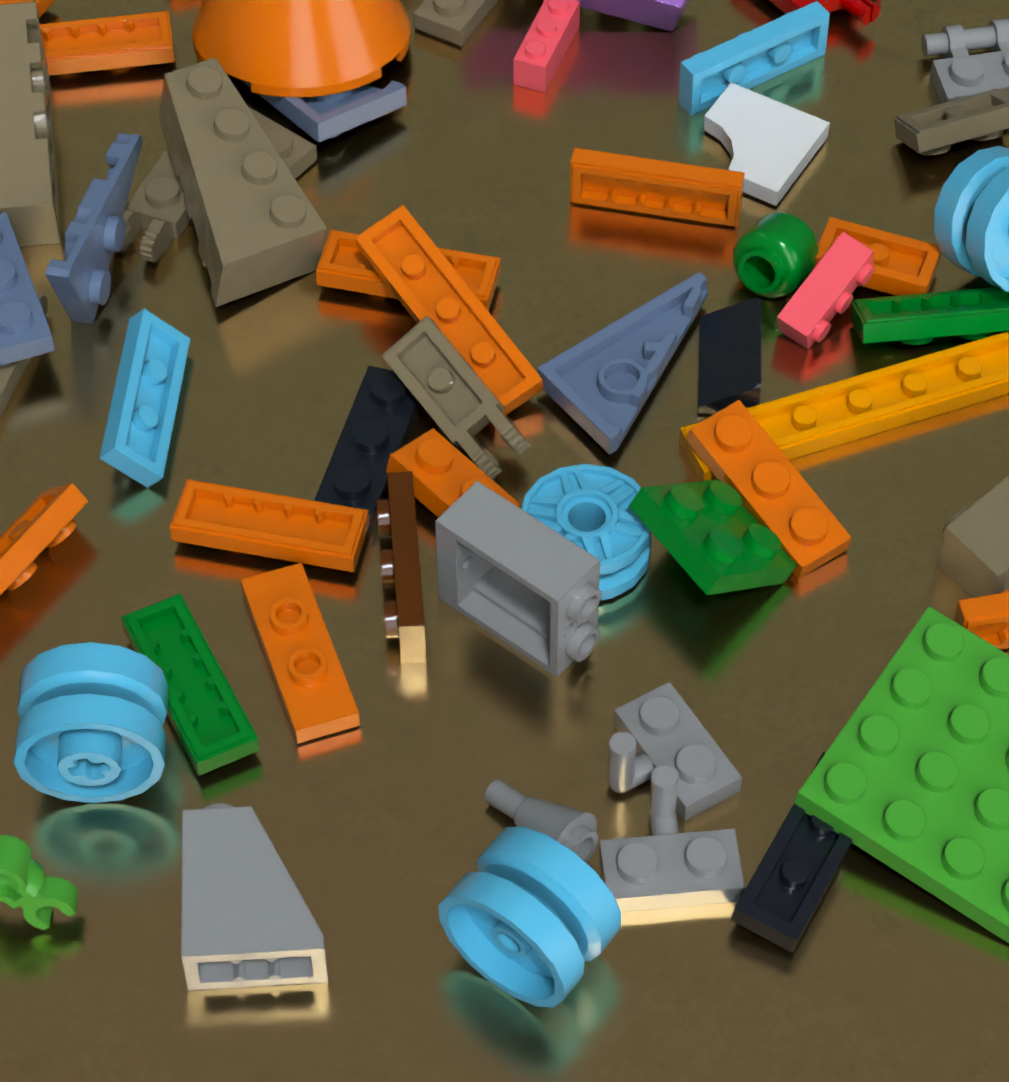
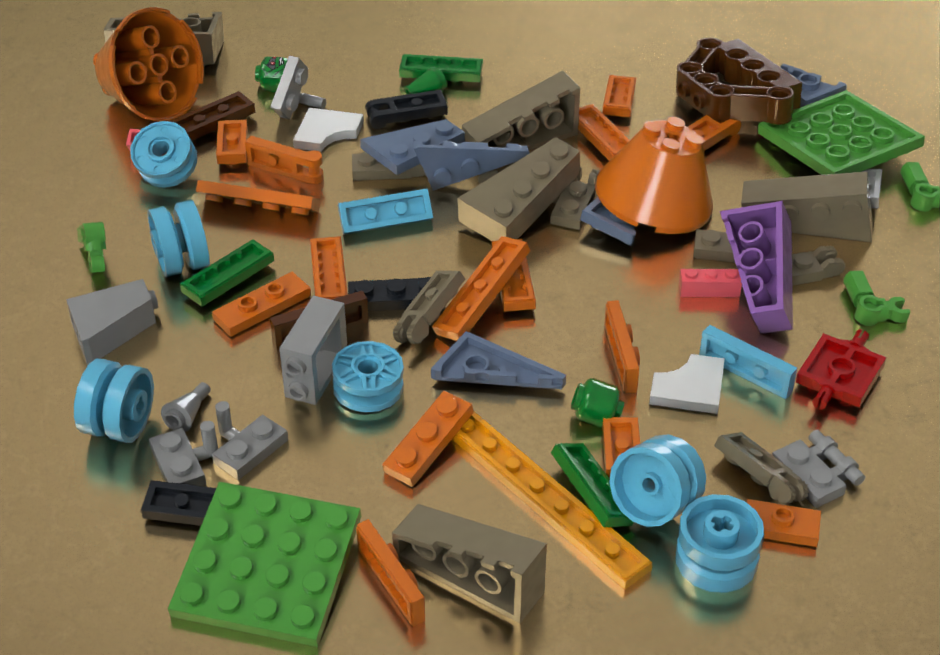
camera: 70 degrees right, 10 degrees down
(439, 472) = (378, 320): orange plate -> none
(713, 536) = (376, 417): green plate -> none
(730, 357) = (519, 409): black slope -> none
(826, 291) = (578, 426): coral piece -> none

